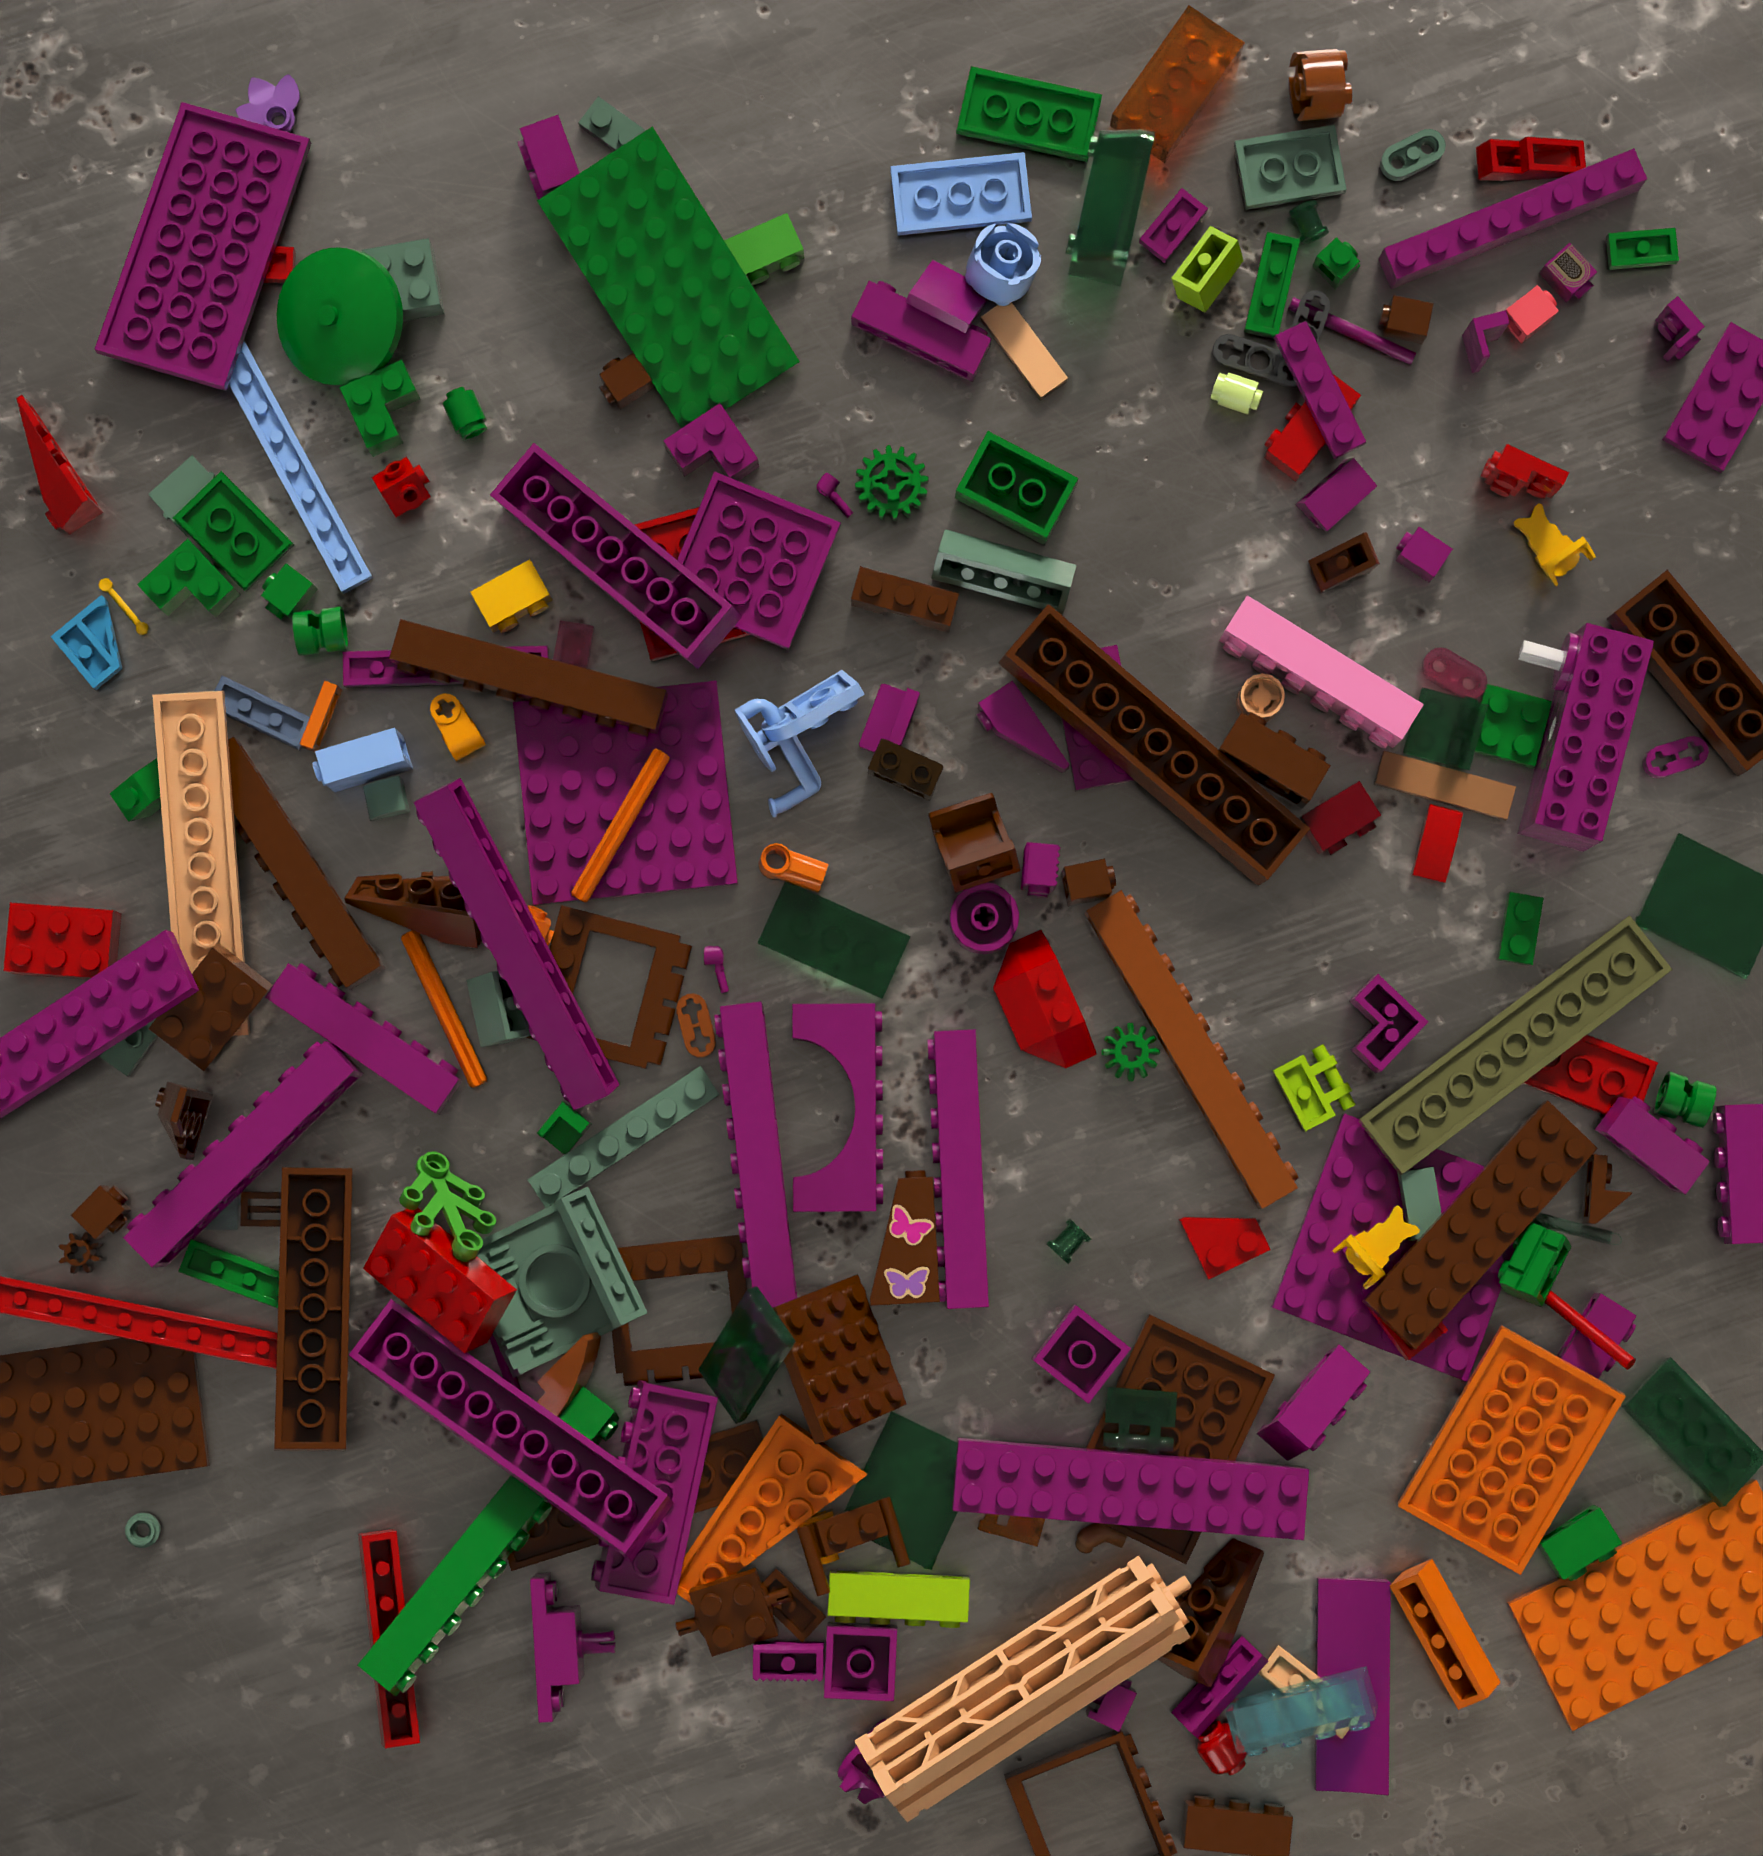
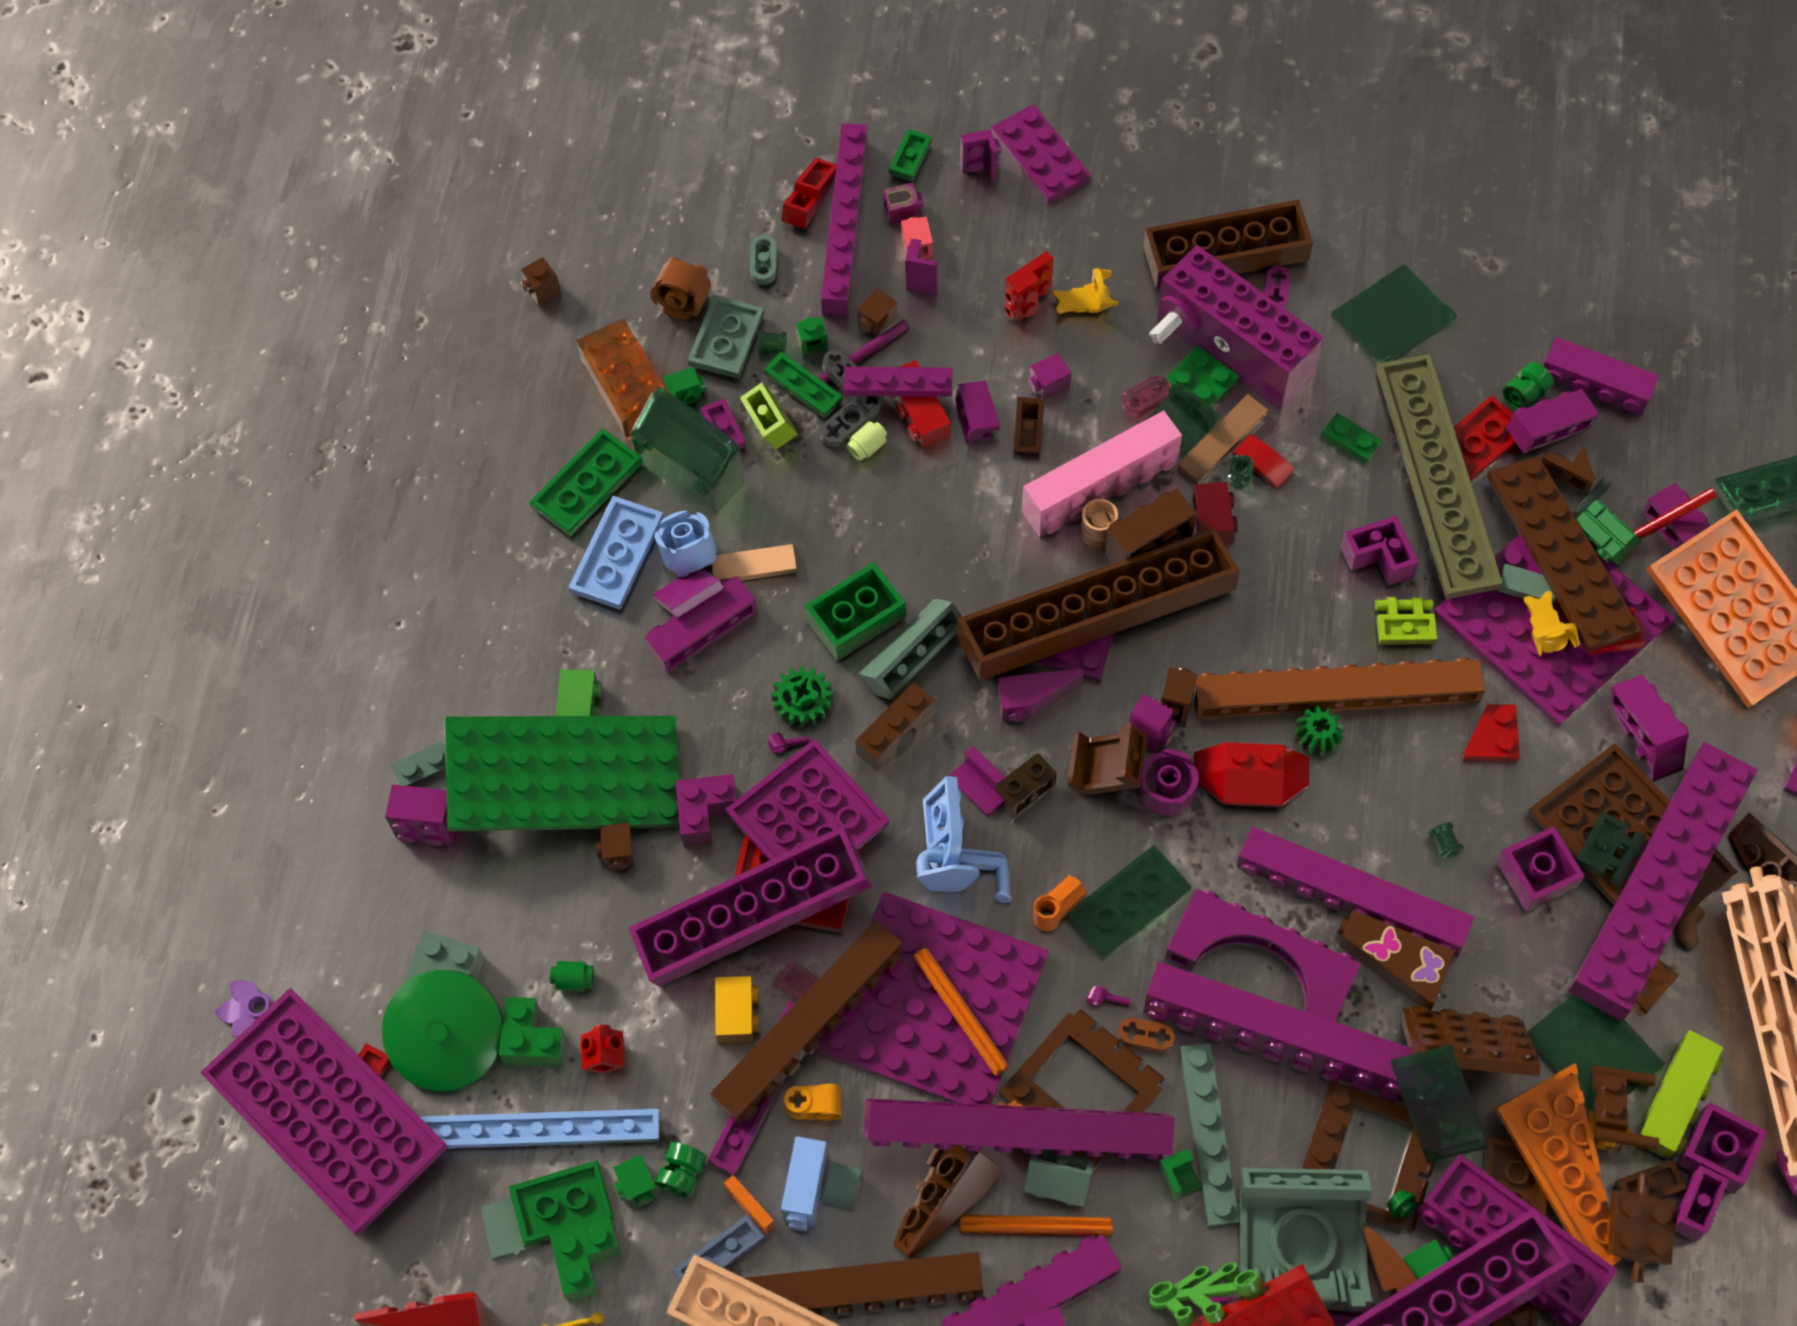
camera: 60 degrees left, 20 degrees down
(638, 1362) = (1401, 1204): none -> green plate
(1198, 156) = (685, 385): none -> green brick
(1398, 826) = (1240, 471): none -> clear green bush

